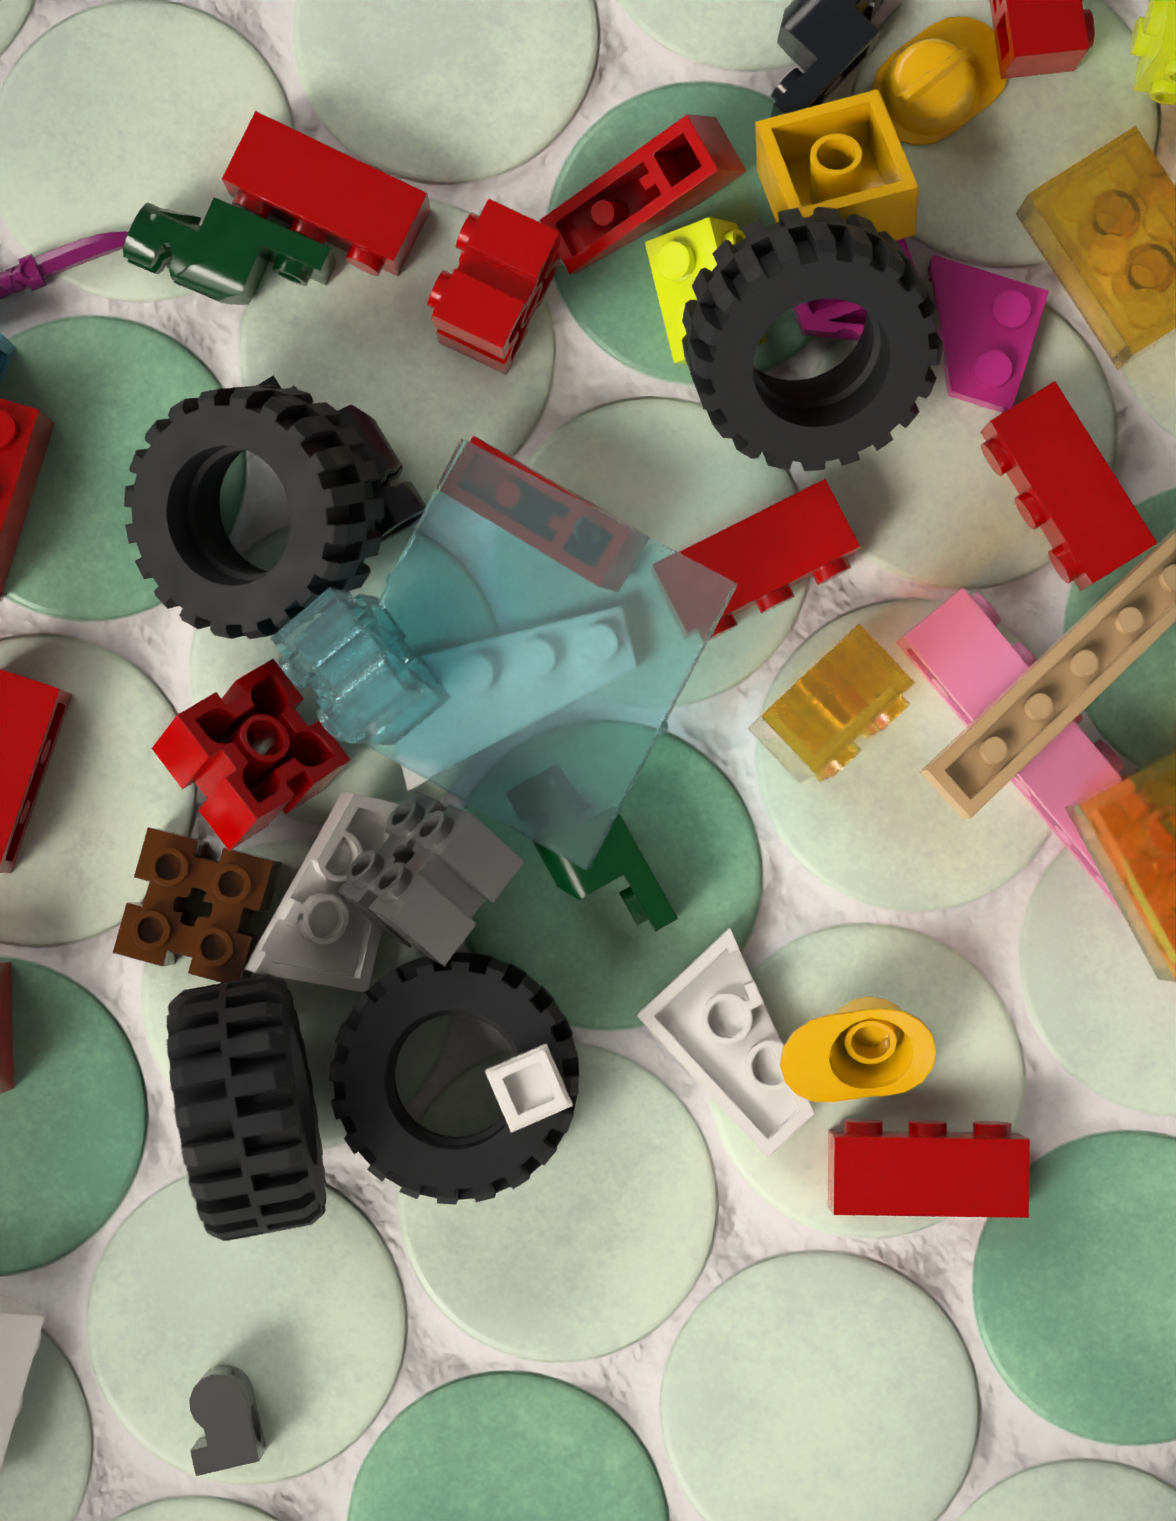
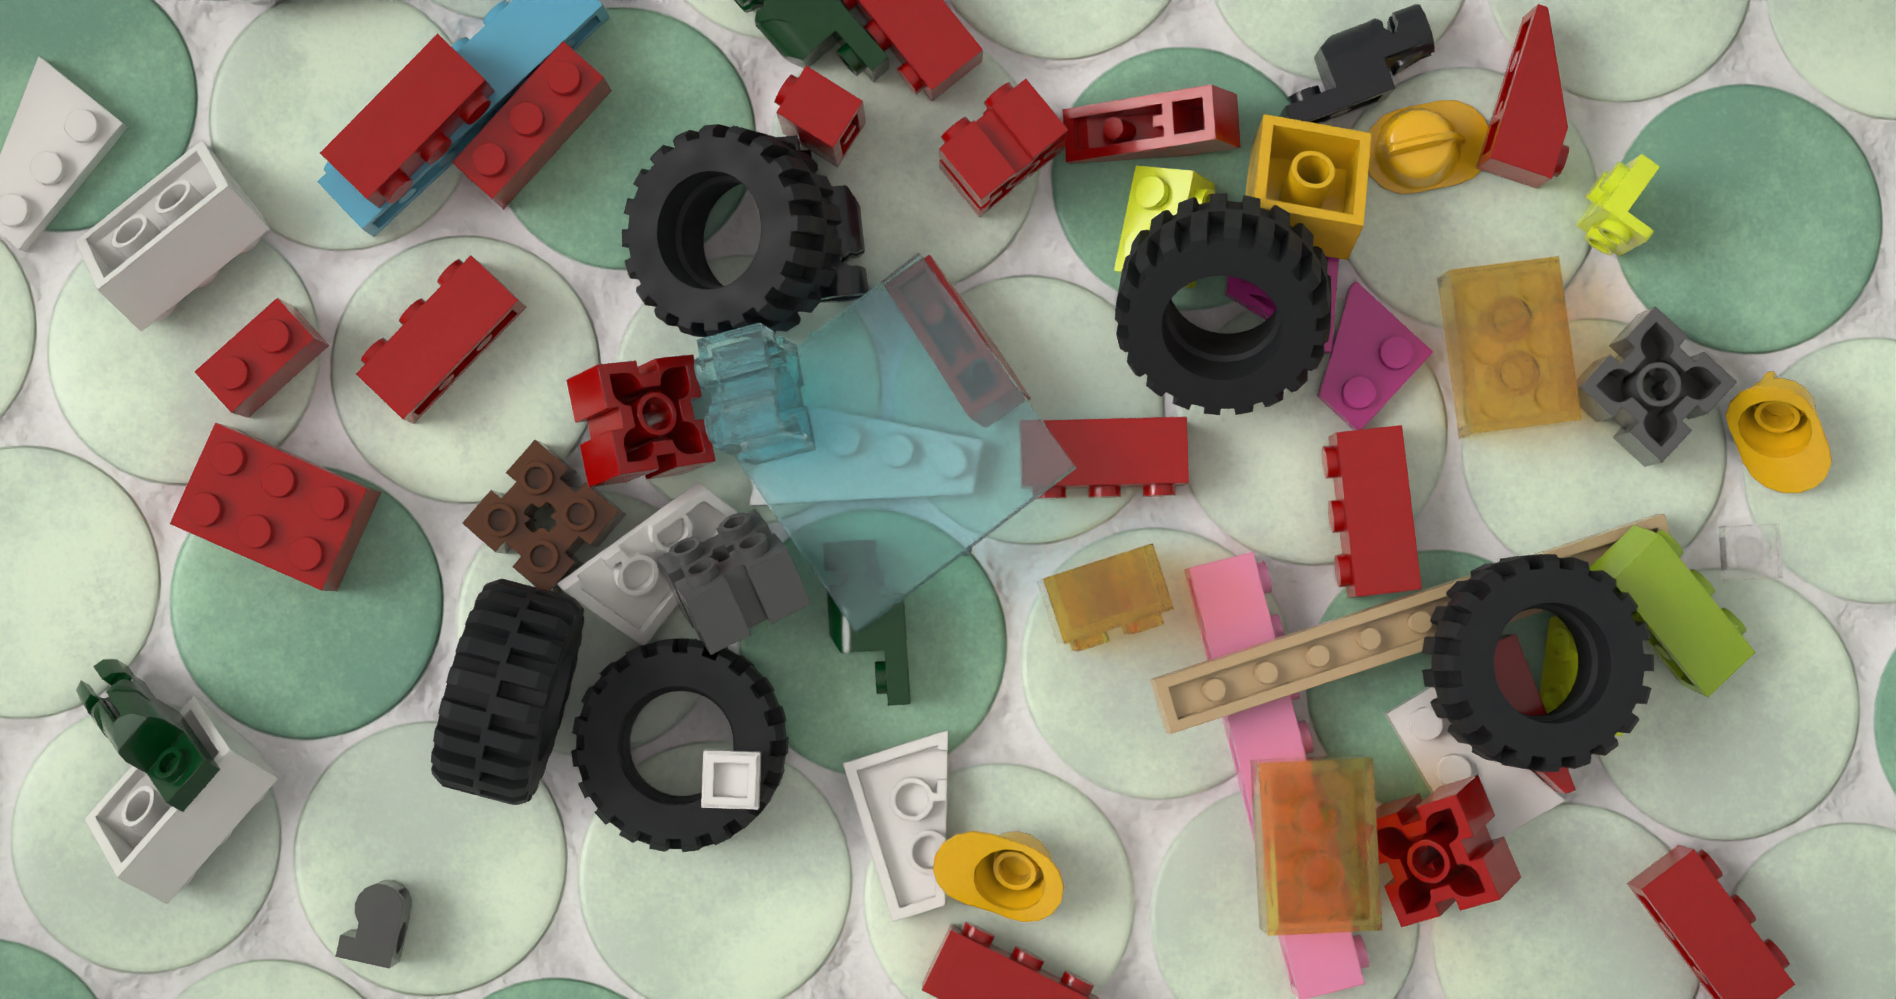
camera: 25 degrees right, 0 degrees up
(287, 340) = (820, 114): none -> red brick

